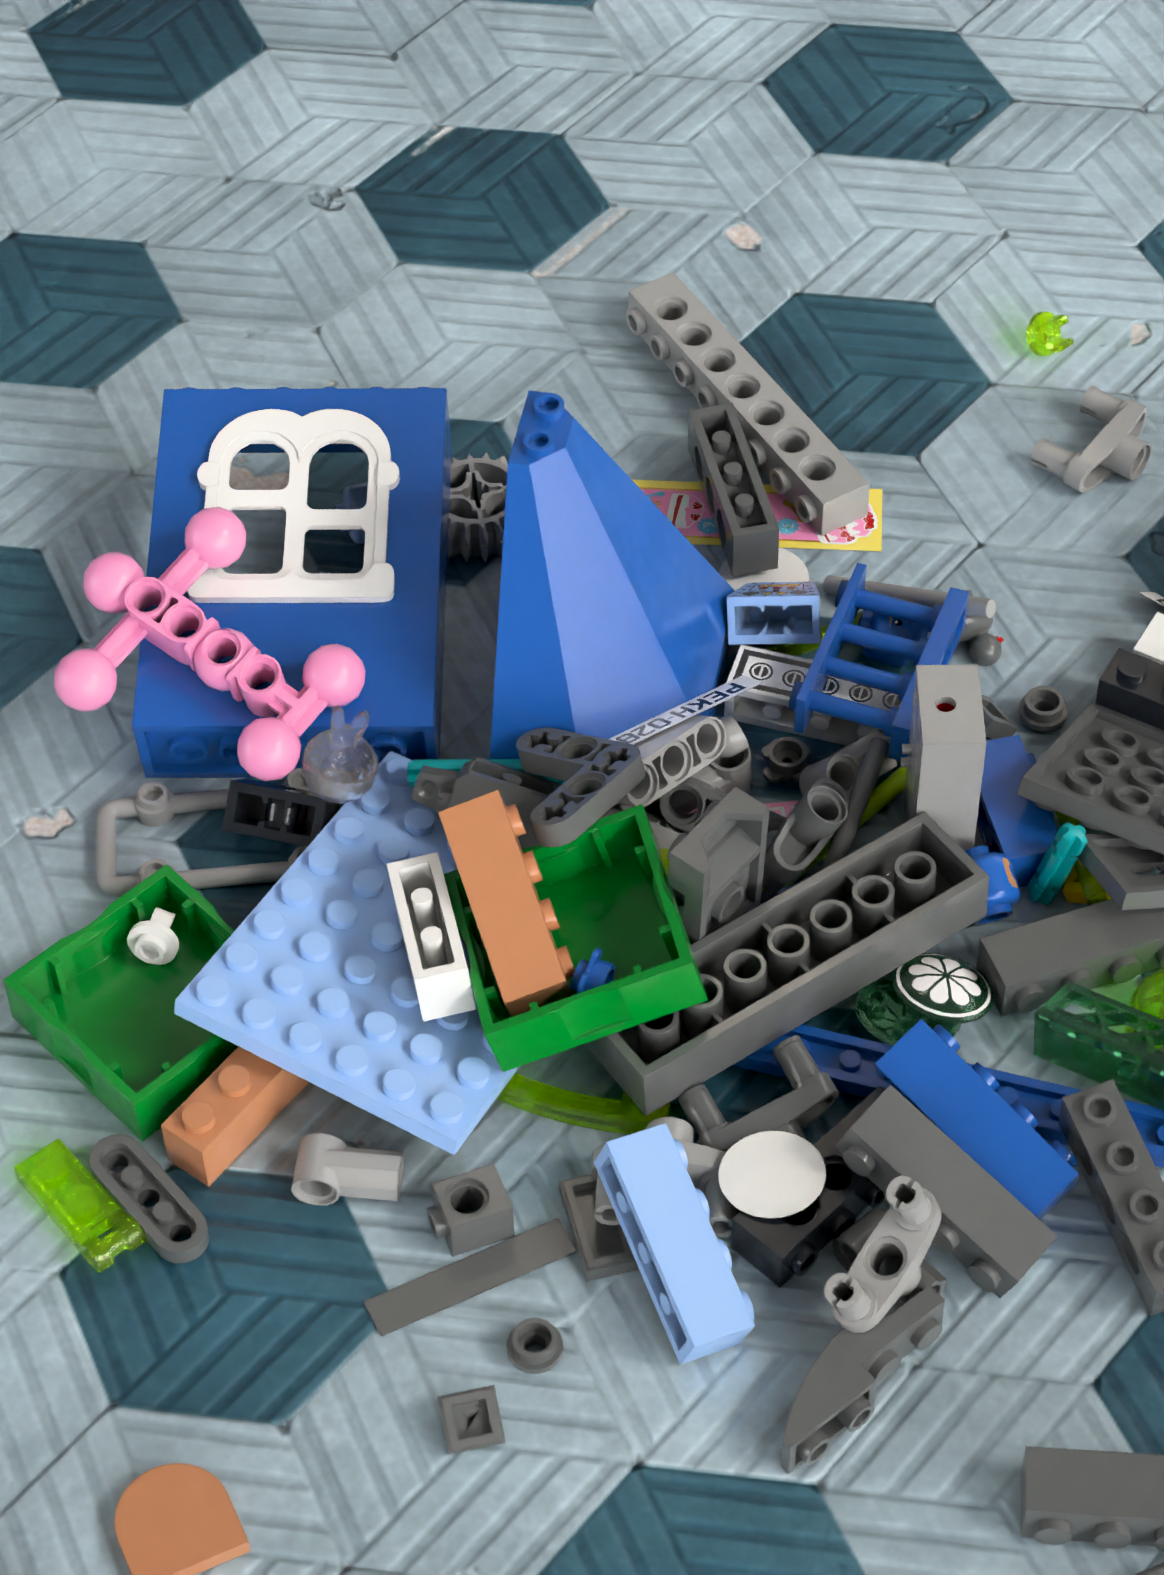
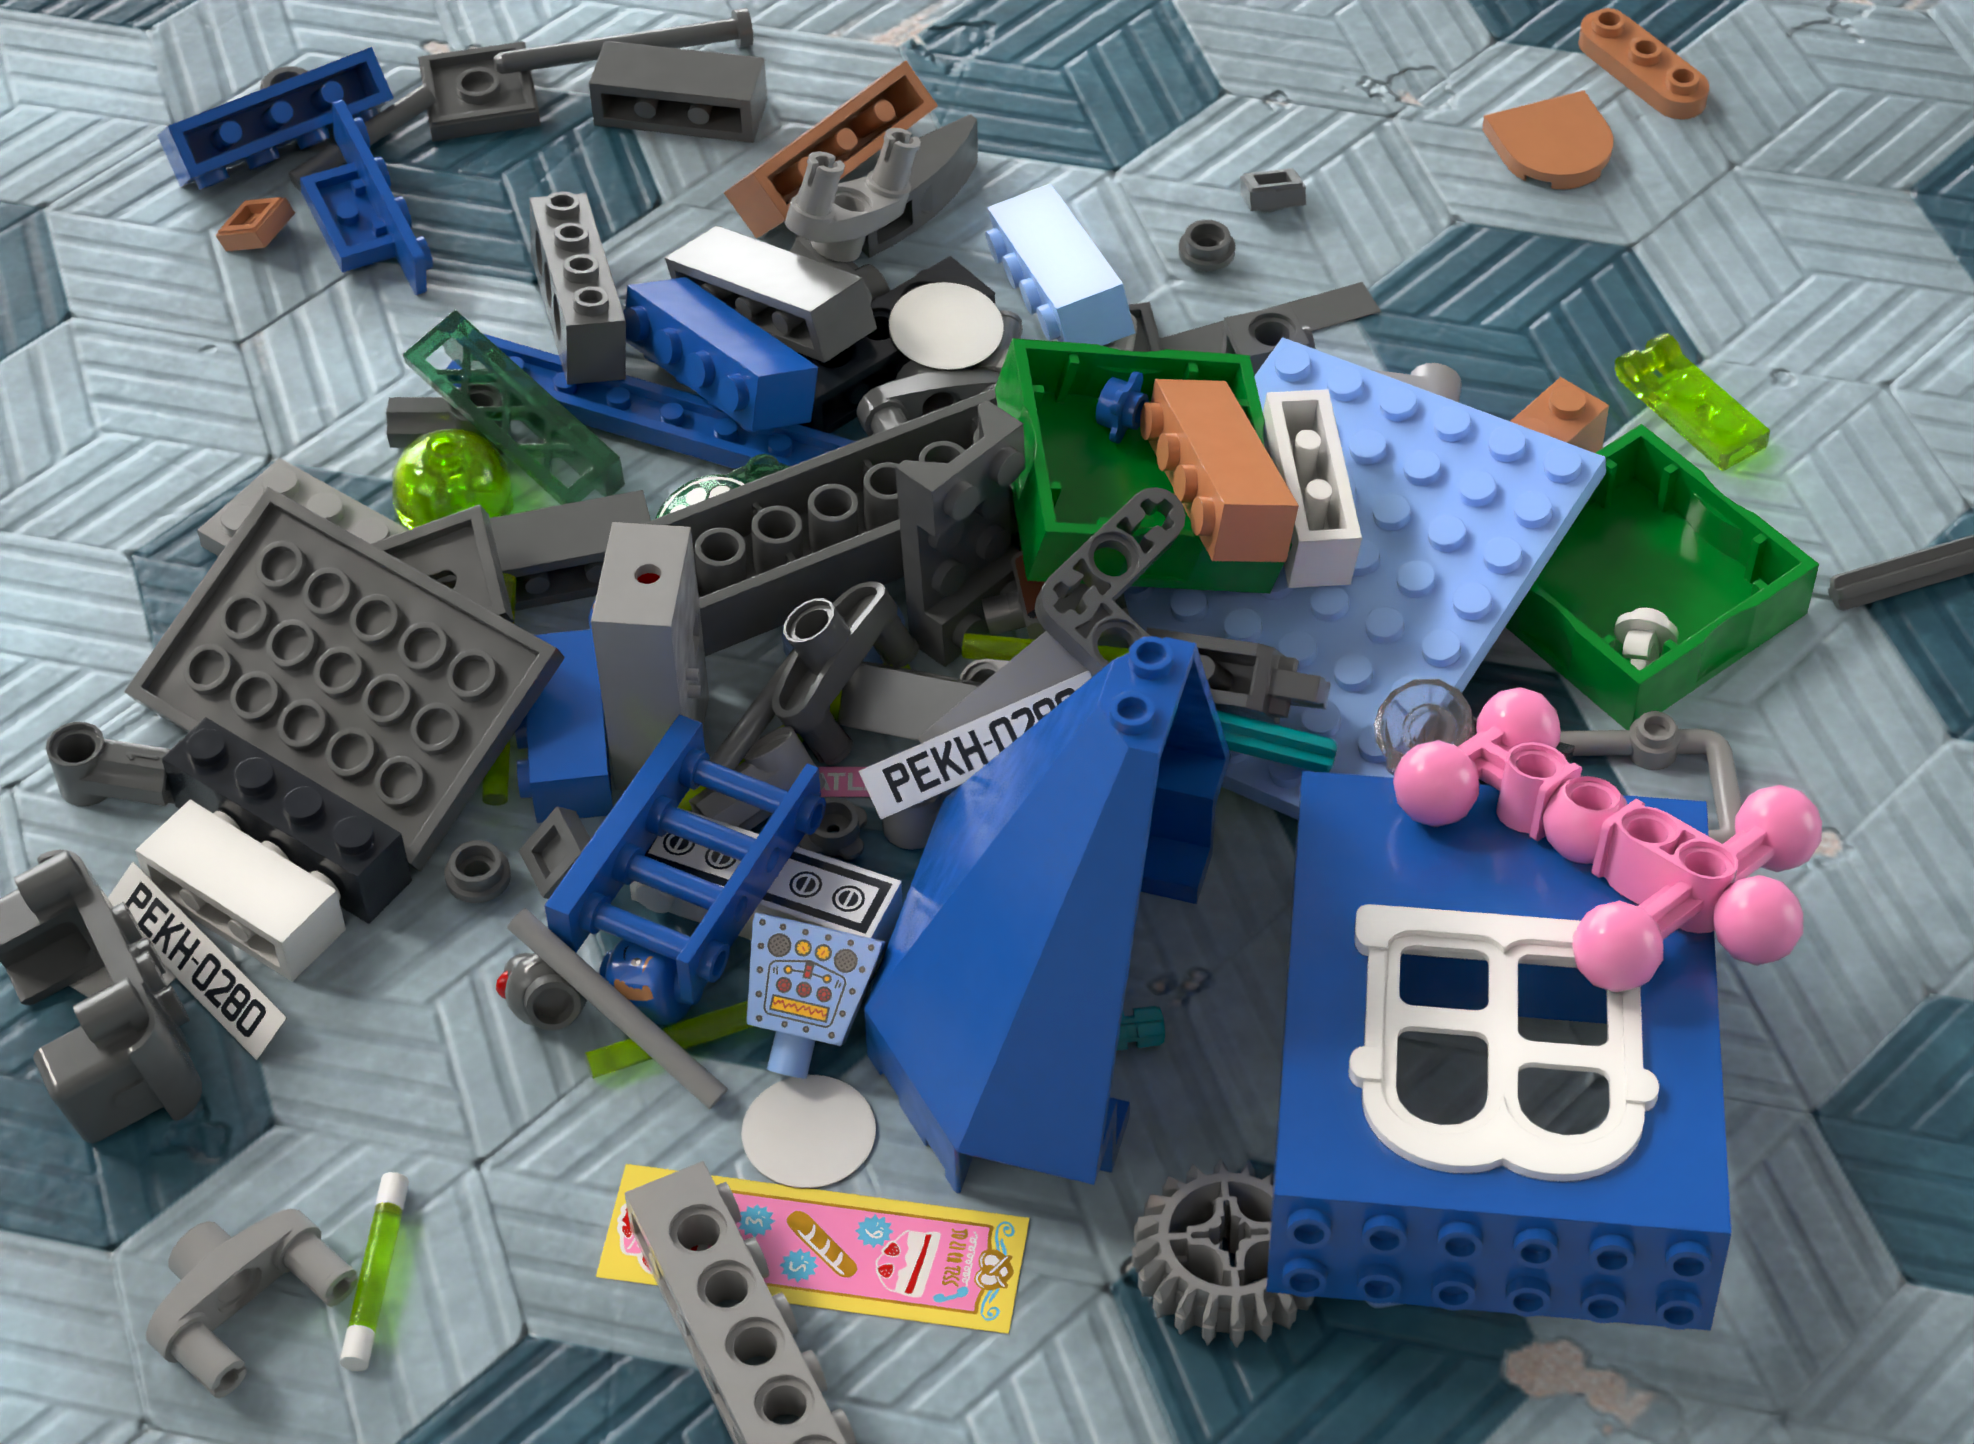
camera: 175 degrees left, 0 degrees up
(146, 1181) = (1604, 373): dark grey plate -> none
(733, 489) = (834, 1217): dark grey brick -> none
(927, 1405) = (848, 133): none -> nougat brick
(1022, 473) = (374, 1272): none -> clear neon green bar
(1057, 863) = (528, 605): teal axle -> none

